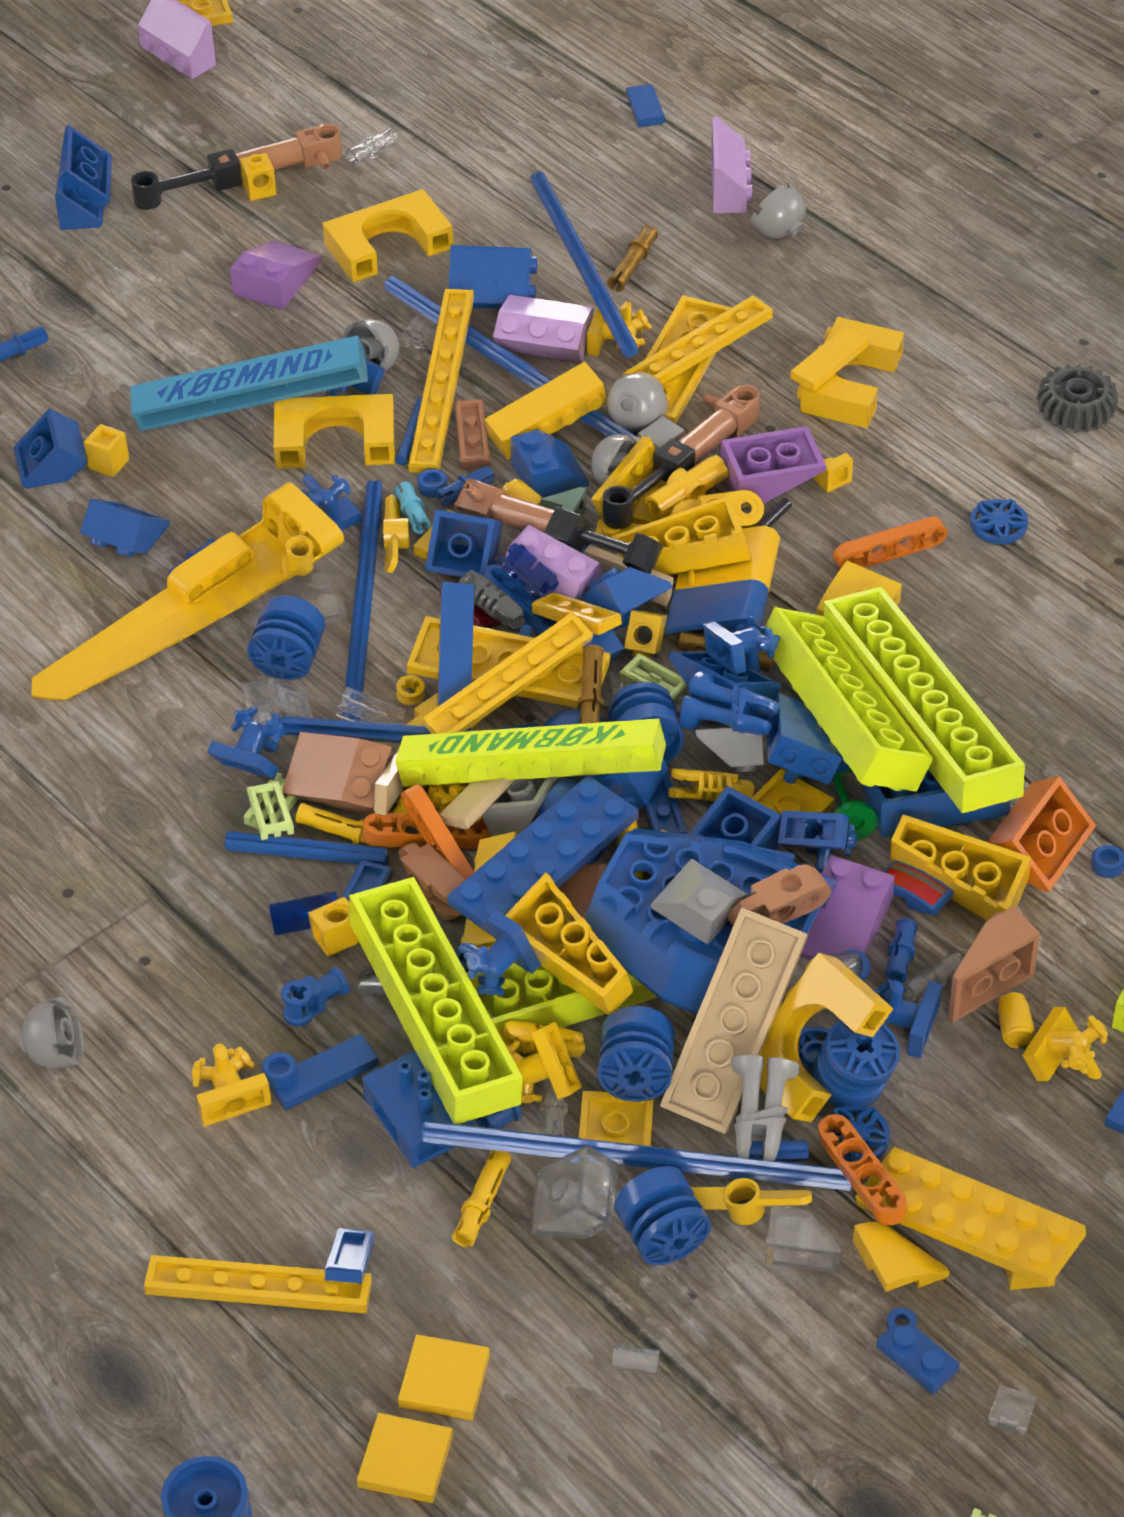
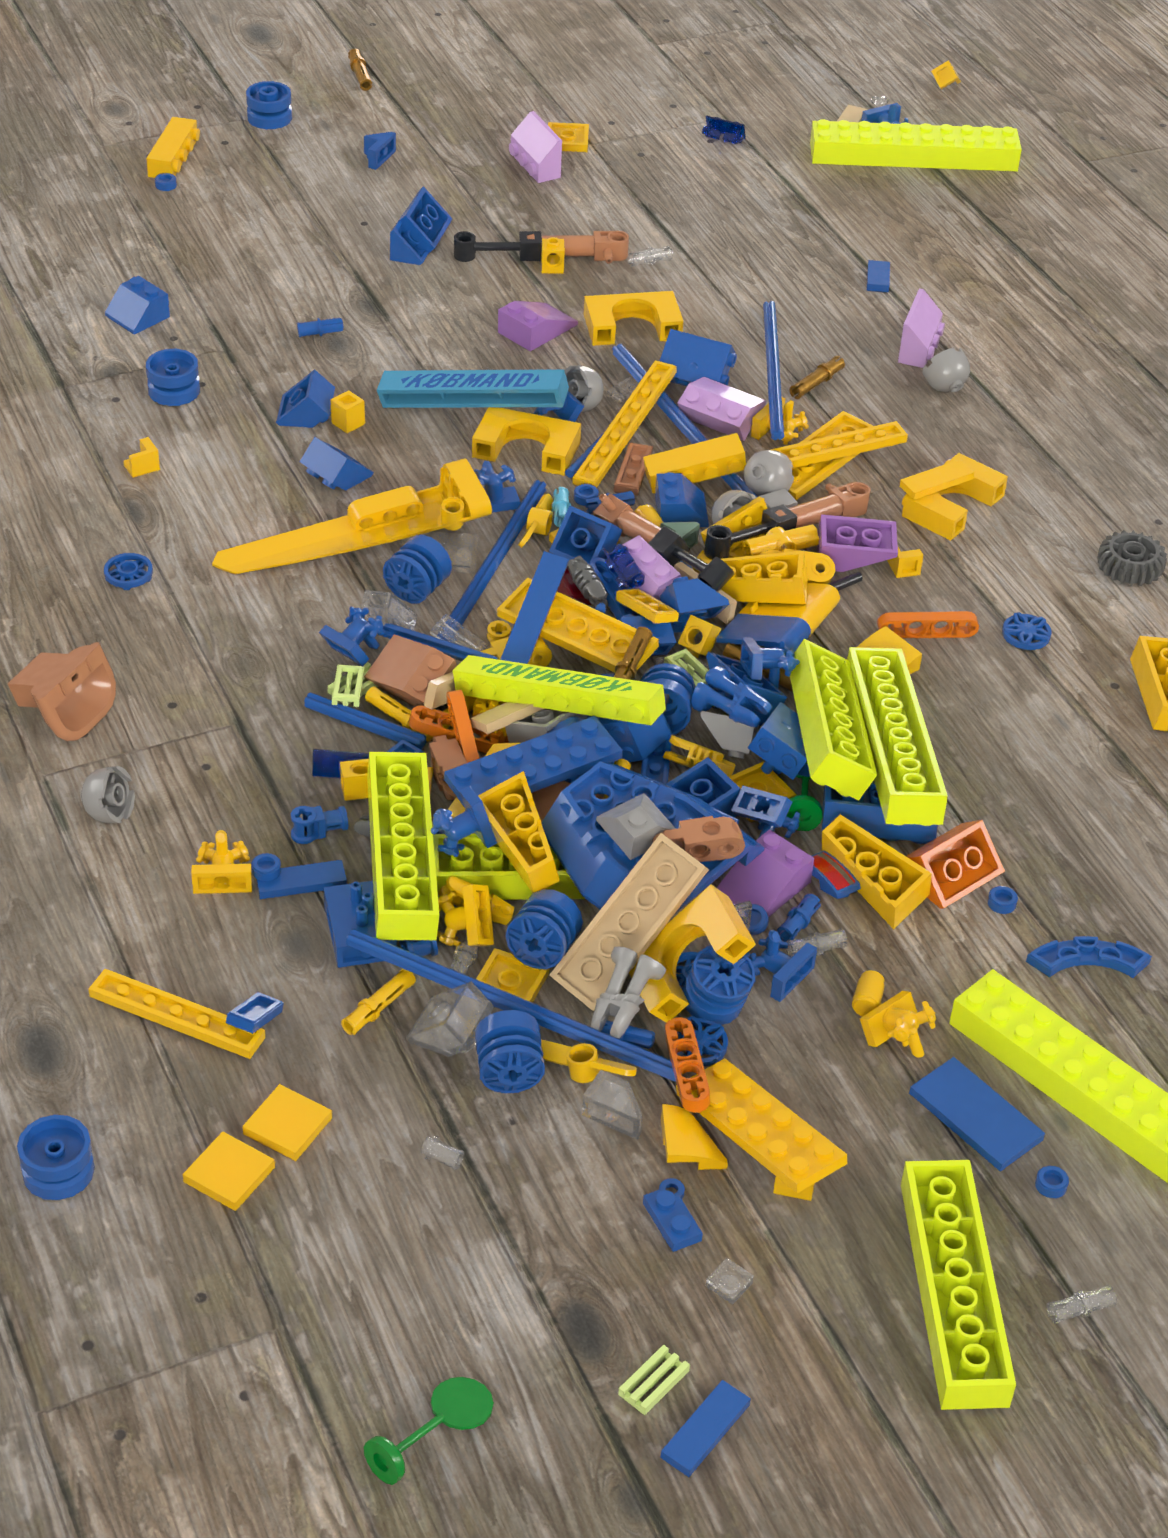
camera: 15 degrees right, 5 degrees down
(509, 677) = (571, 634): yellow plate -> none
(995, 963) = (864, 943): nougat slope -> none

